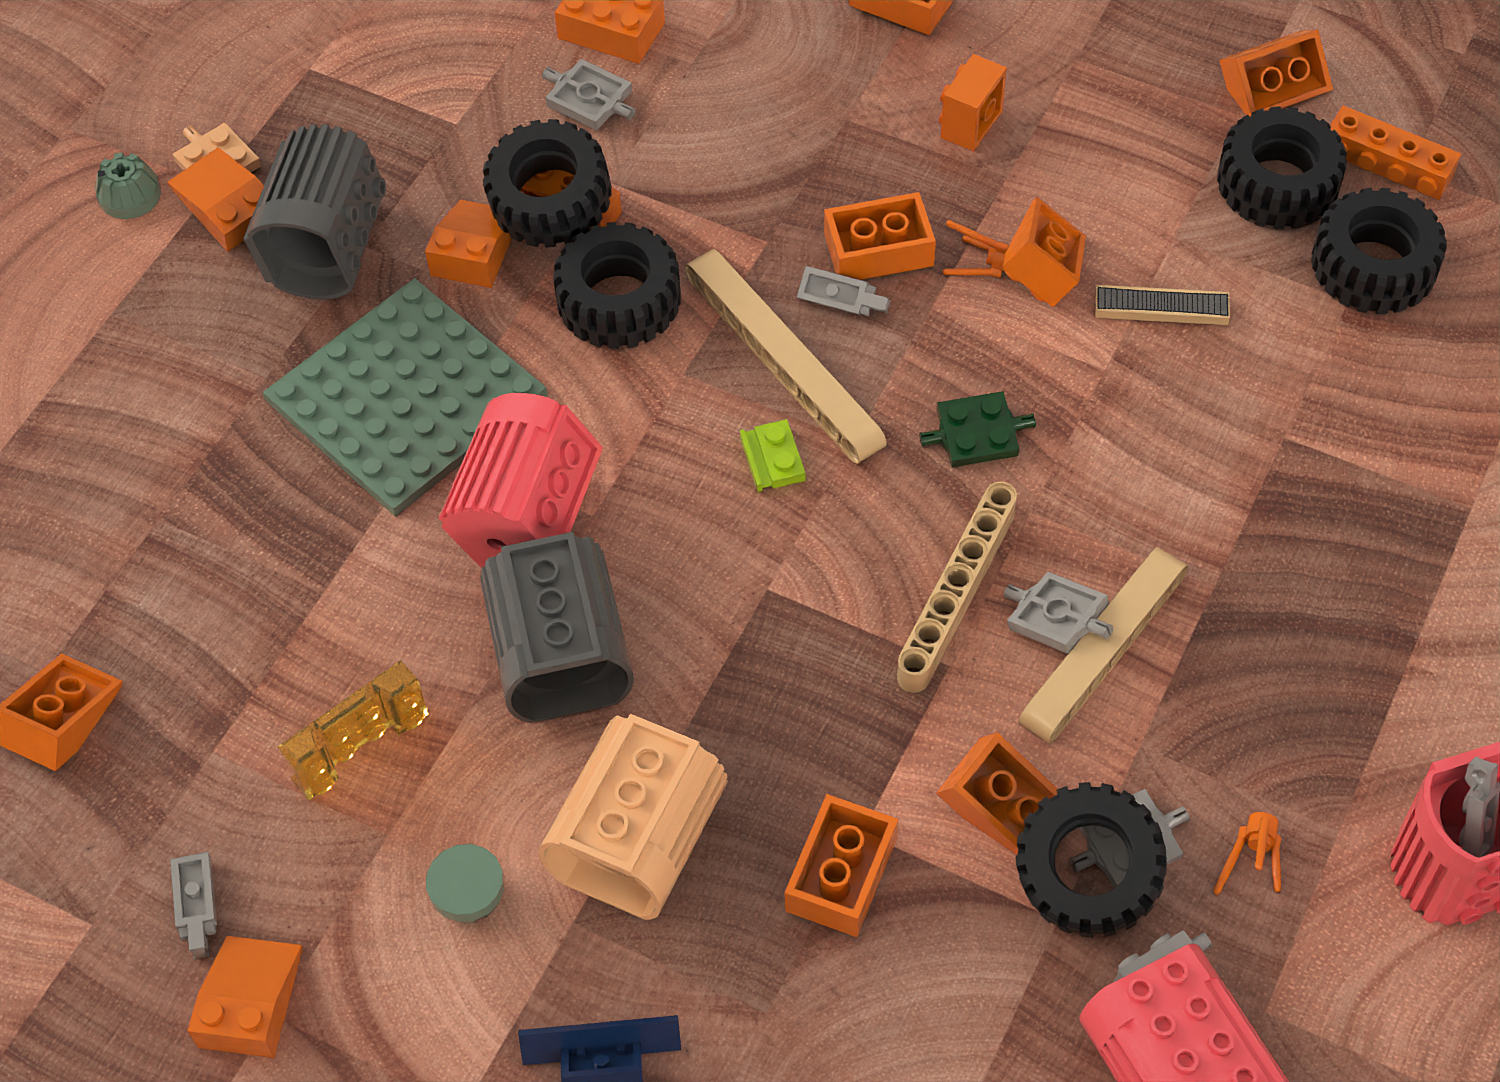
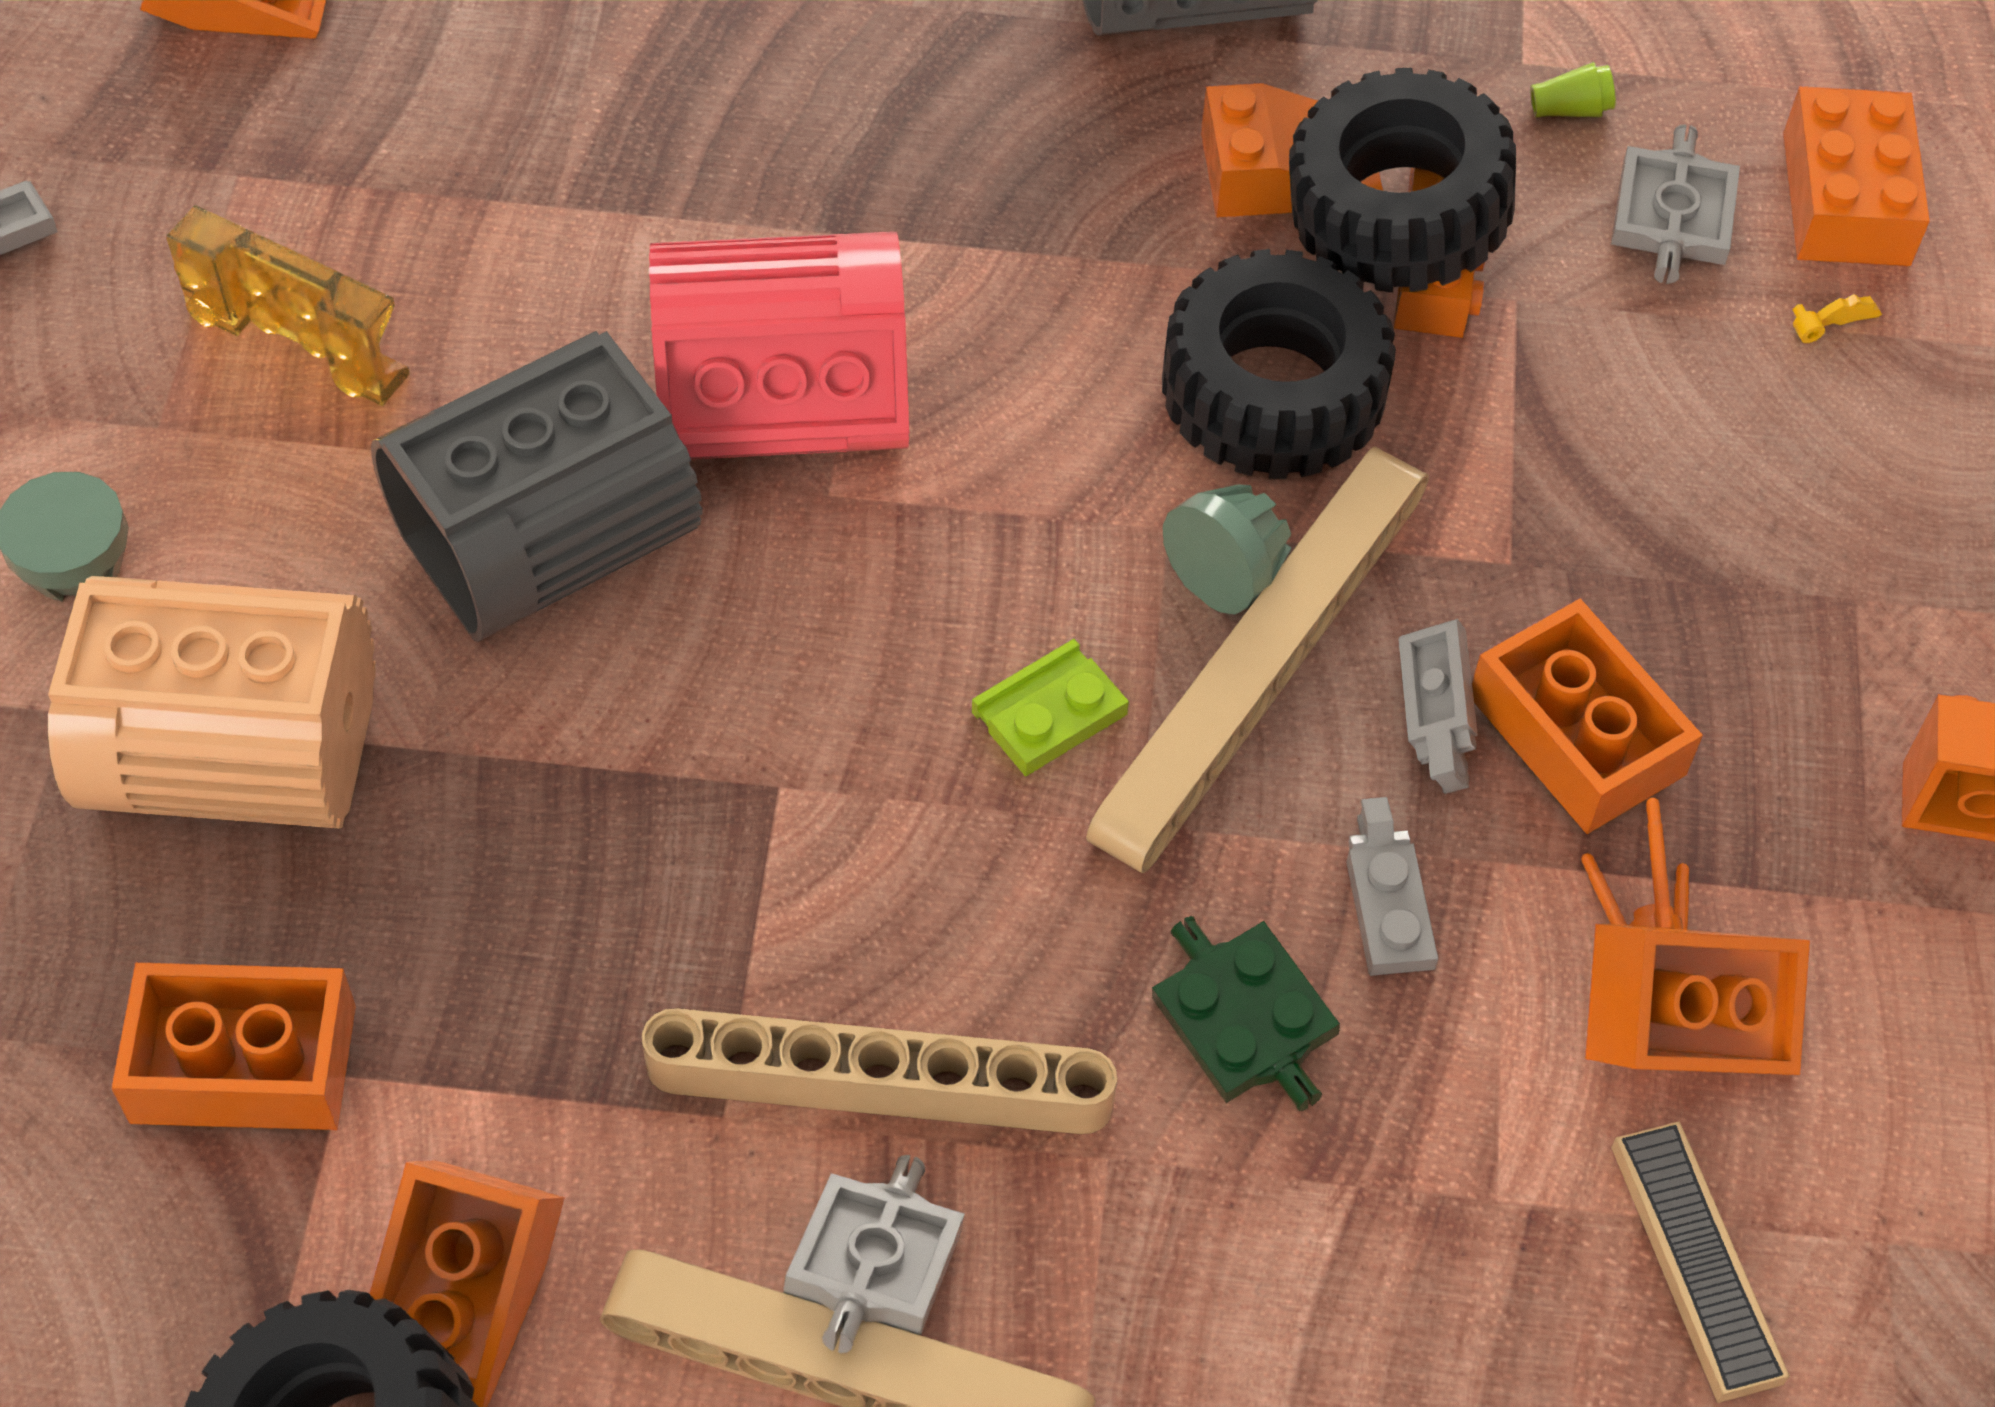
camera: 65 degrees right, 0 degrees up
(399, 394) = (978, 162): sand green plate -> none
(497, 103) = (1577, 93): none -> lime cone
(685, 72) = (1842, 311): none -> yellow piece
(722, 343) = (1226, 545): none -> sand green piece
(934, 352) = (1389, 895): none -> light grey hinge

